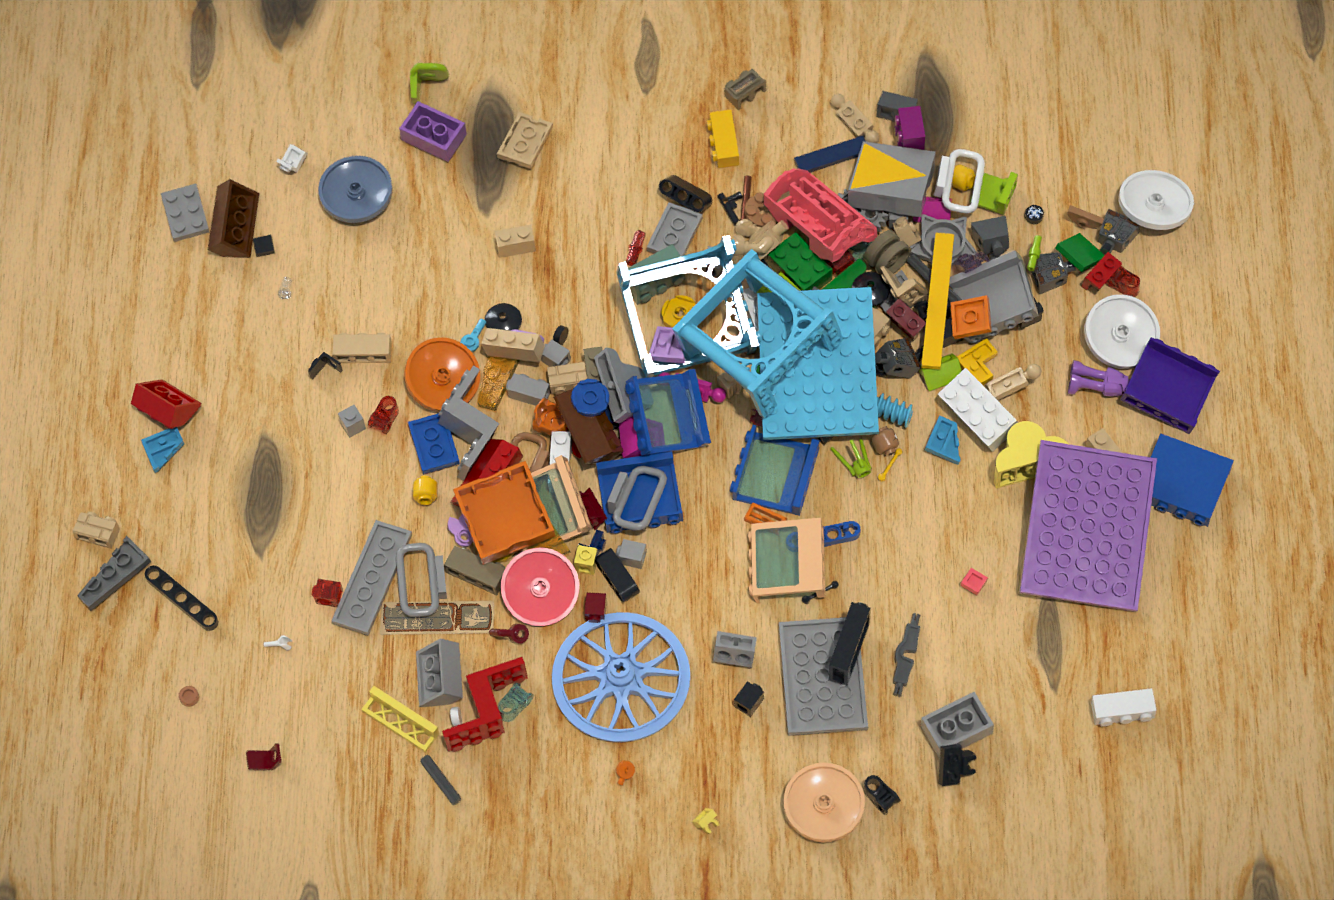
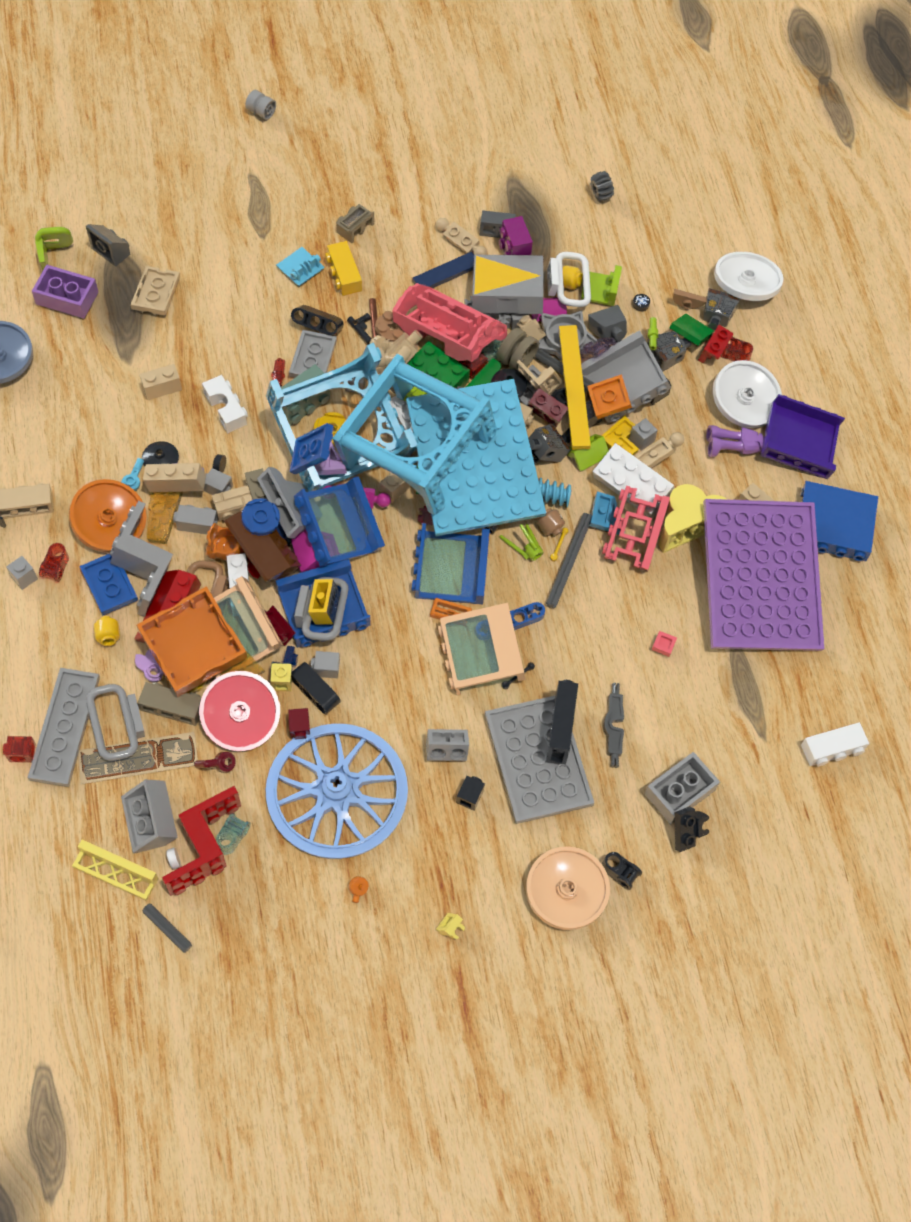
camera: 20 degrees left, 0 degrees up
(484, 83) = (108, 244): none -> dark grey slope
(572, 259) = (219, 392): none -> white arch
(639, 491) = (323, 601): none -> yellow brick
(651, 335) = (311, 448): none -> blue plate
(679, 130) = (300, 266): none -> medium azure hinge
(895, 483) = (568, 561): none -> dark grey axle
(984, 466) = (650, 531): none -> coral fence
(1001, 360) = (643, 434): none -> light grey brick
(1019, 77) = (602, 186): none -> dark grey gear

